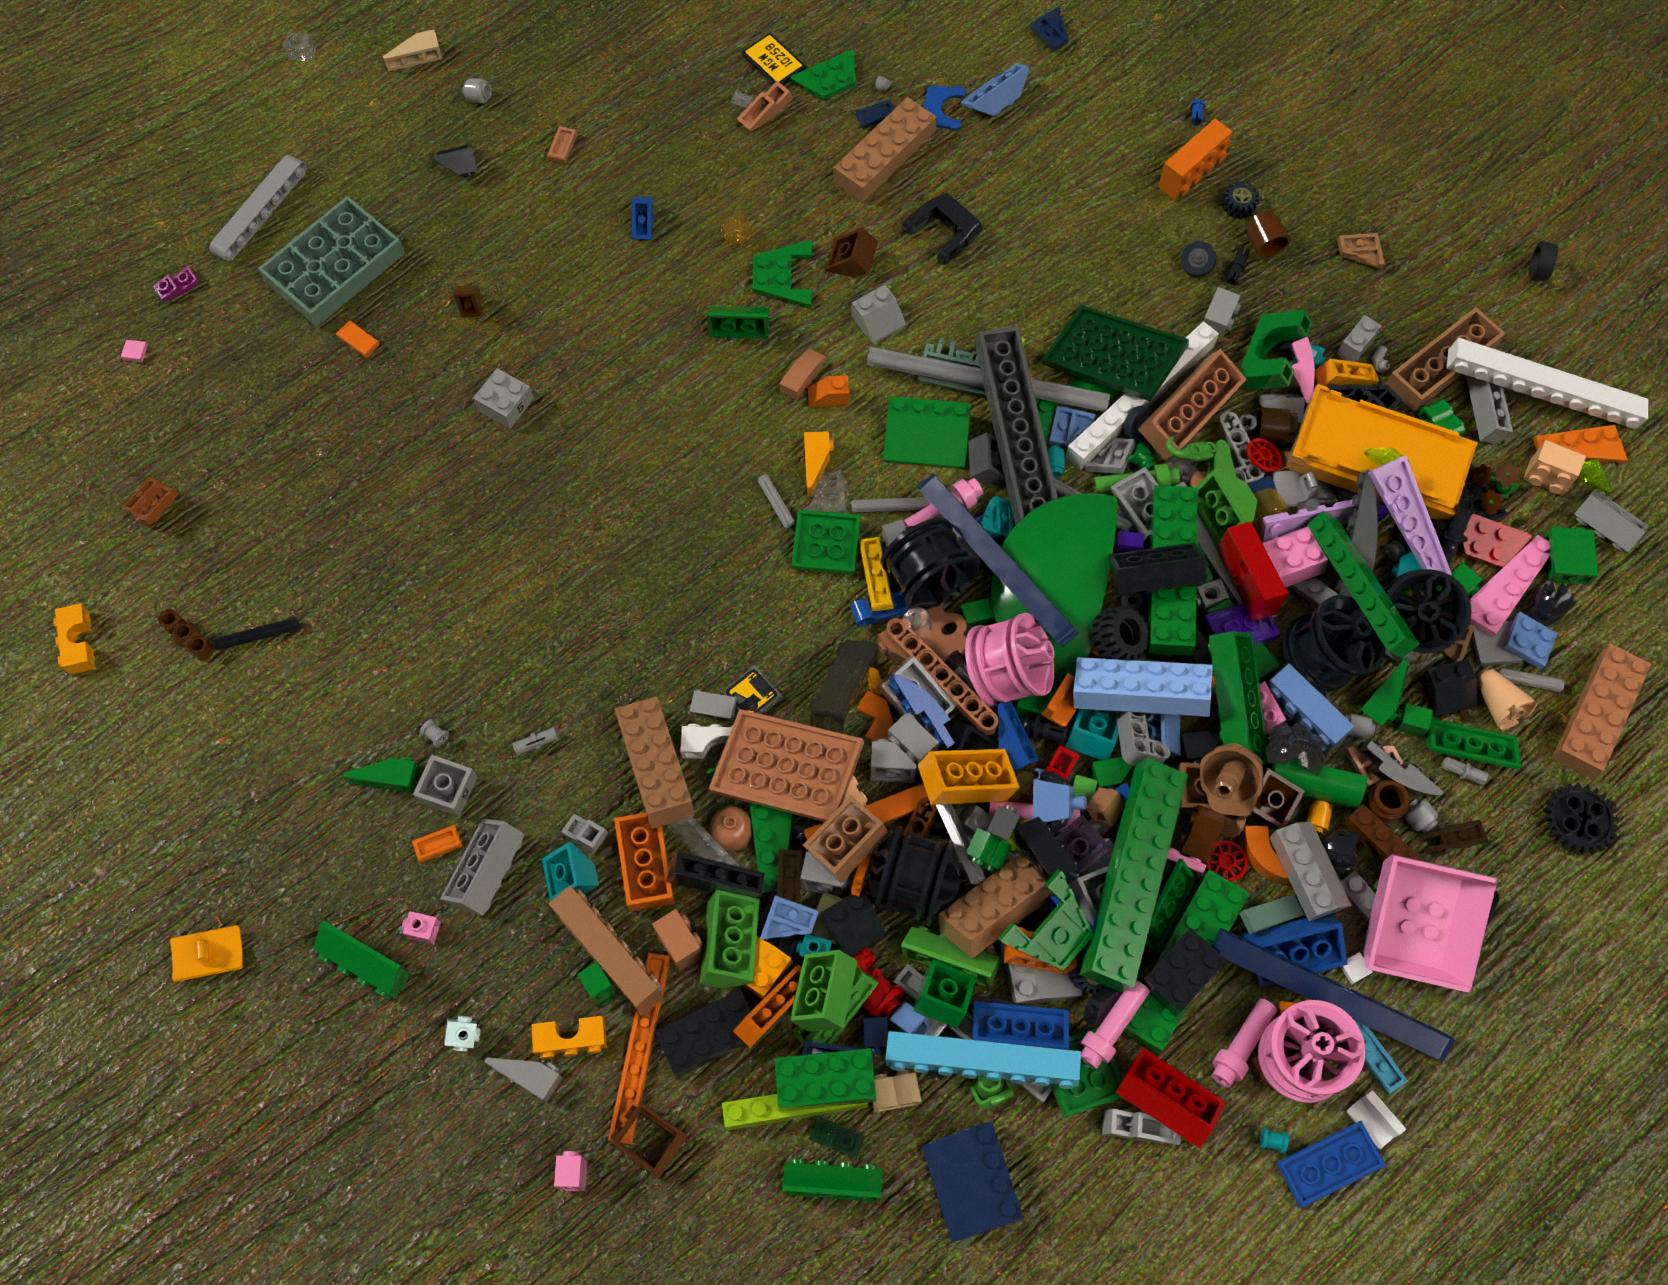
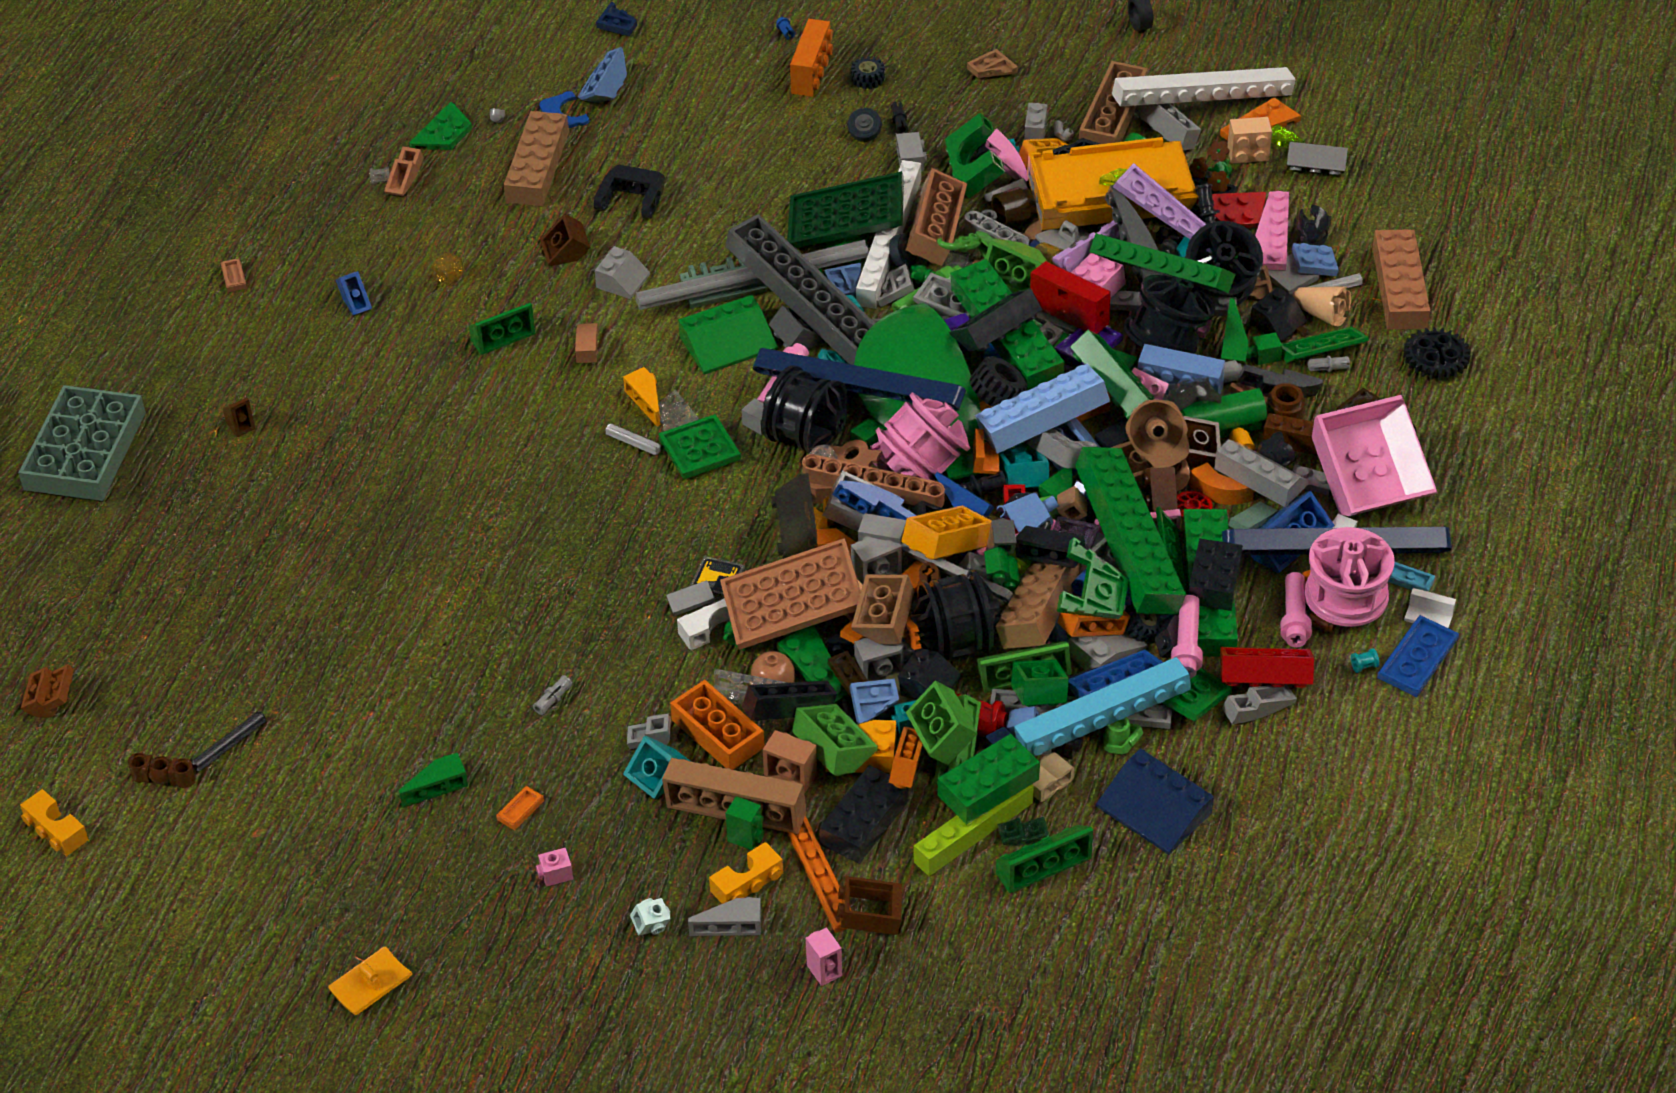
camera: 30 degrees left, 20 degrees down
(357, 339) = (150, 492): orange tile -> none
(360, 961) = (519, 909): green slope -> none
(416, 50) = (36, 261): tan slope -> none
(434, 733) = (456, 731): light grey bush -> none
(445, 785) = (498, 758): light grey brick -> none
(458, 159) = (145, 323): black slope -> none
(476, 90) = (121, 266): light grey head -> none
(483, 866) = (575, 799): light grey slope -> none
(503, 398) = (328, 472): light grey brick -> none
(654, 762) = (674, 649): medium nougat brick -> none
(773, 59) = (382, 137): tile -> none
(773, 273) = (506, 288): green wing -> none
(829, 392) = (621, 343): orange slope -> none
(864, 616) = (782, 470): blue plate -> none
(874, 114) = (506, 140): dark blue tile -> none
(875, 575) = (760, 447): yellow tile -> none
(889, 504) = (734, 398): light grey axle -> none
(1264, 458) = (1019, 227): red wheel -> none
(1267, 234) = (909, 83): reddish brown piece -> none
(1421, 815) = (1317, 404): light grey head -> none
(1572, 555) = (1304, 190): green panel -> none

